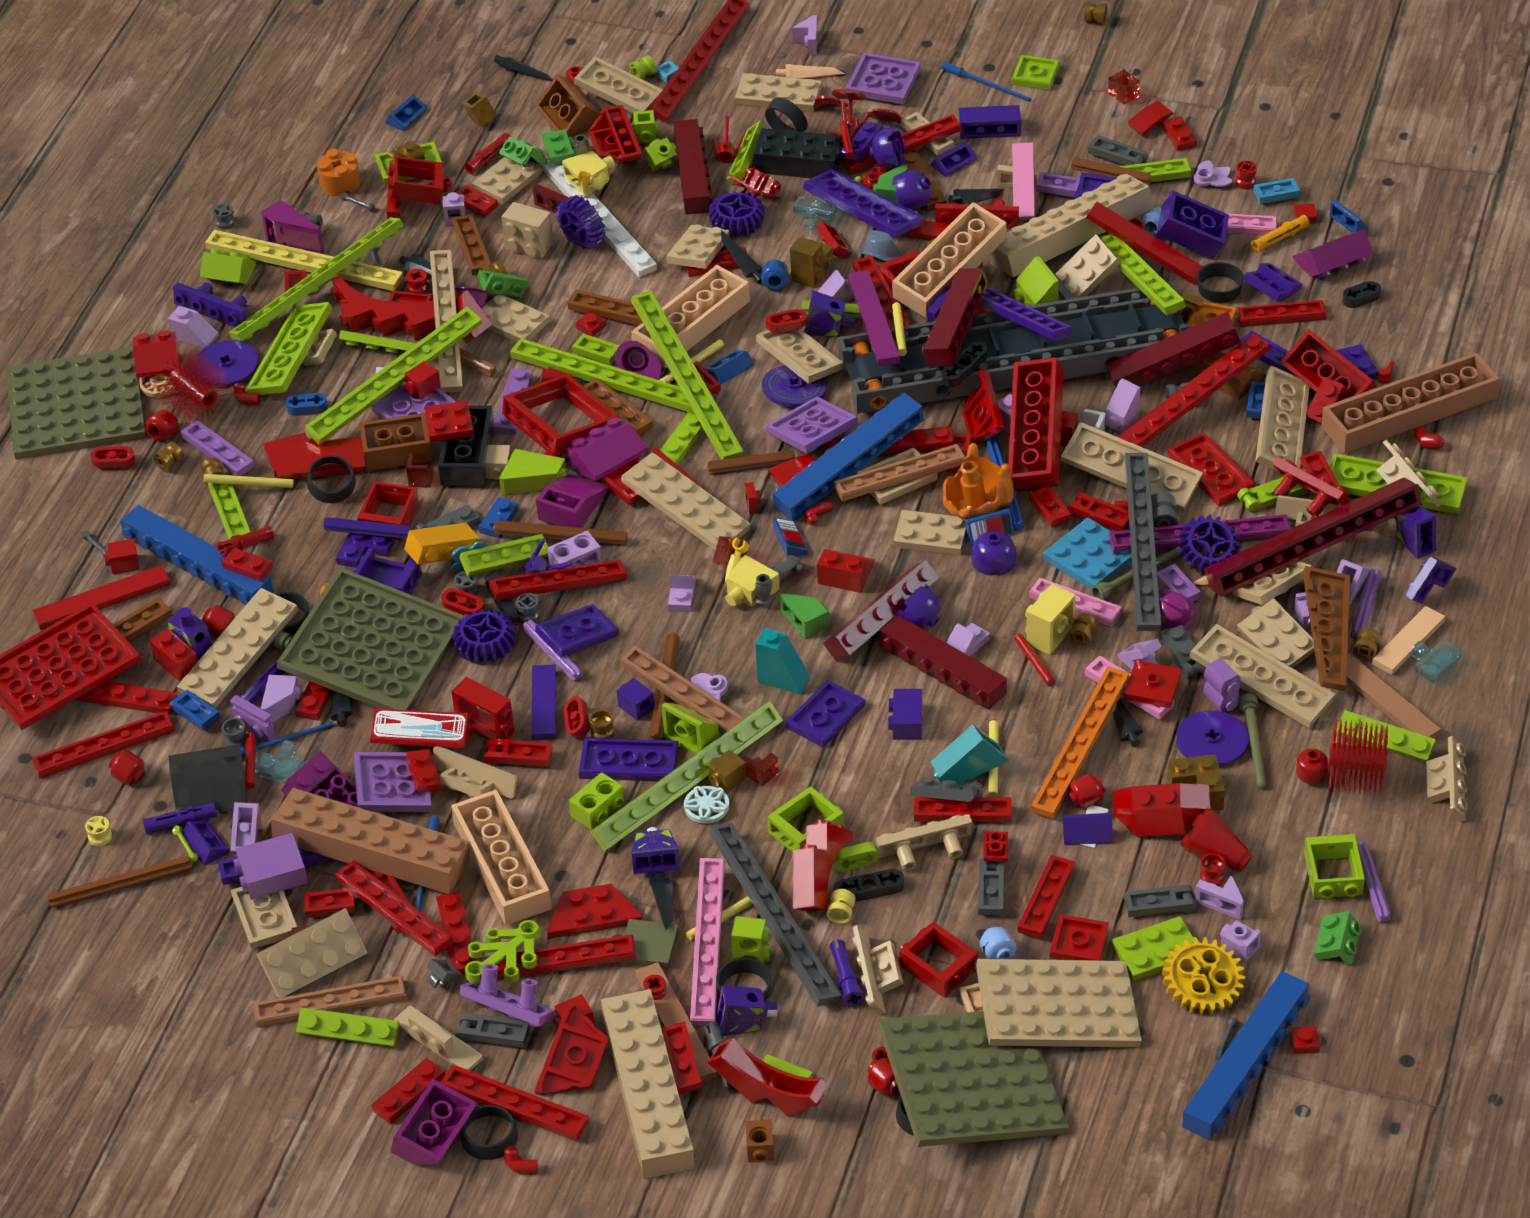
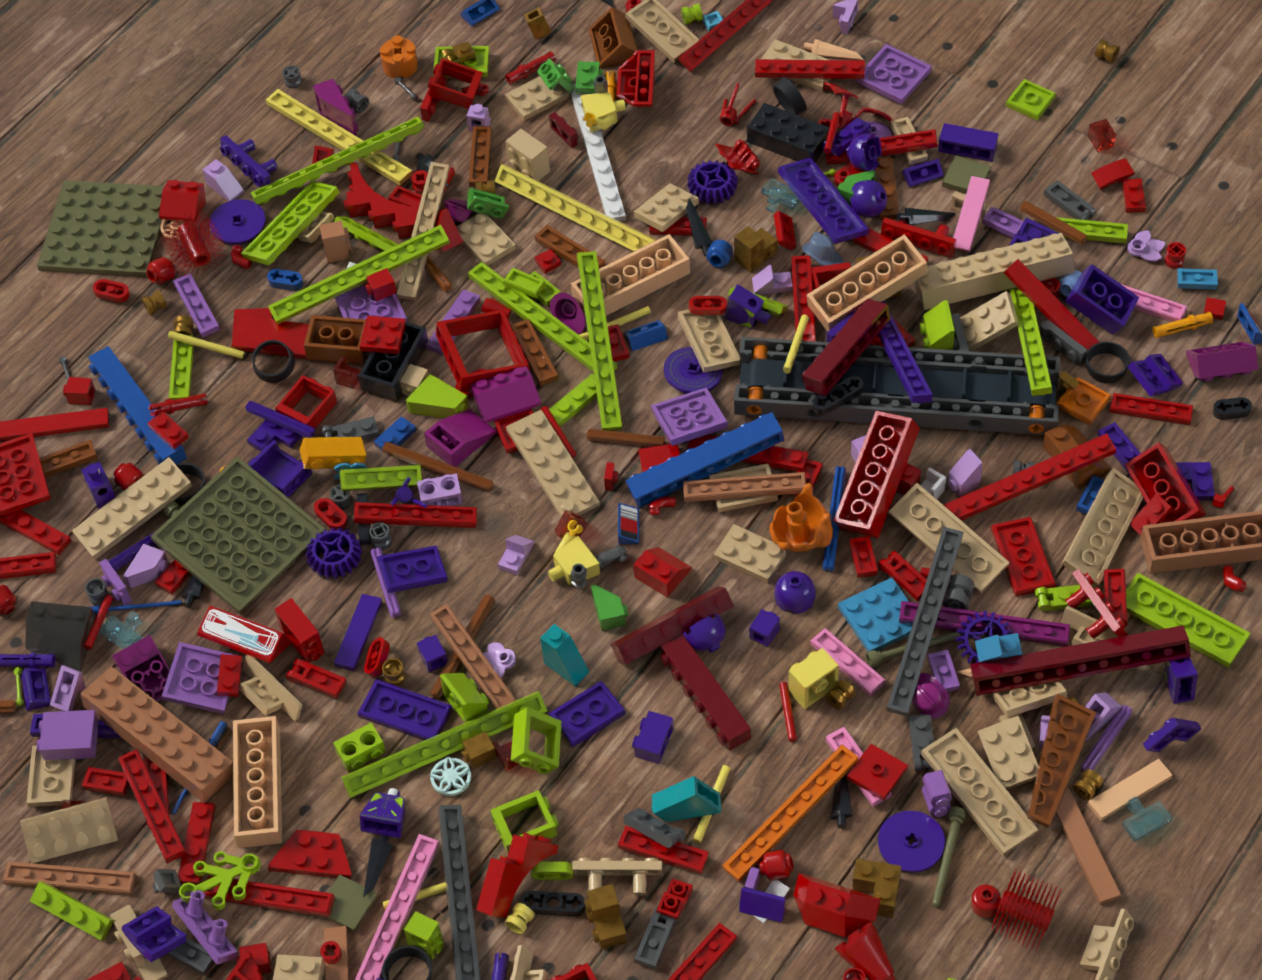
camera: 20 degrees right, 10 degrees up
(173, 654) = (79, 498): red brick -> none
(195, 710) = (76, 558): blue plate -> none
(227, 266) = (273, 128): lime slope -> none
(350, 353) = (335, 241): none -> nougat brick
(455, 1017) = (153, 934): none -> dark purple slope
(478, 201) = (501, 113): red plate -> none
(577, 345) = (524, 283): none -> lime tile
(580, 222) = (574, 159): dark purple gear -> none
(595, 269) = (572, 209): none -> light yellow plate
(644, 126) = (667, 75): lime brick -> none
(660, 154) = (671, 112): lime brick -> none
(692, 166) = (693, 124): dark red brick -> none
(745, 153) = (740, 126): lime plate -> none
(777, 729) = (542, 723): none -> lime window
(794, 89) = (810, 69): none -> red plate
(873, 318) = (779, 326): magenta tile -> none
(931, 879) = (604, 912): none -> pearl gold brick
(961, 72) = (964, 84): blue piece -> none
(968, 639) = (734, 677): lavender slope -> none
(977, 591) = (764, 627): none -> dark purple brick
(982, 411) = (839, 444): red wing -> none
(996, 151) = (961, 172): none -> olive tile
(996, 521) = (806, 562): slope -> none
(1068, 808) = (752, 879): none -> medium lavender tile
(1140, 651) = (881, 735): lavender slope -> none
(1176, 351) = (1030, 432): dark red brick -> none
(1183, 278) = (1063, 342): none -> dark grey plate
(1226, 544) = (998, 647): none -> dark azure slope
(1398, 468) = (1188, 612): tan bracket -> none
(1399, 739) = (1071, 890): lime plate -> none

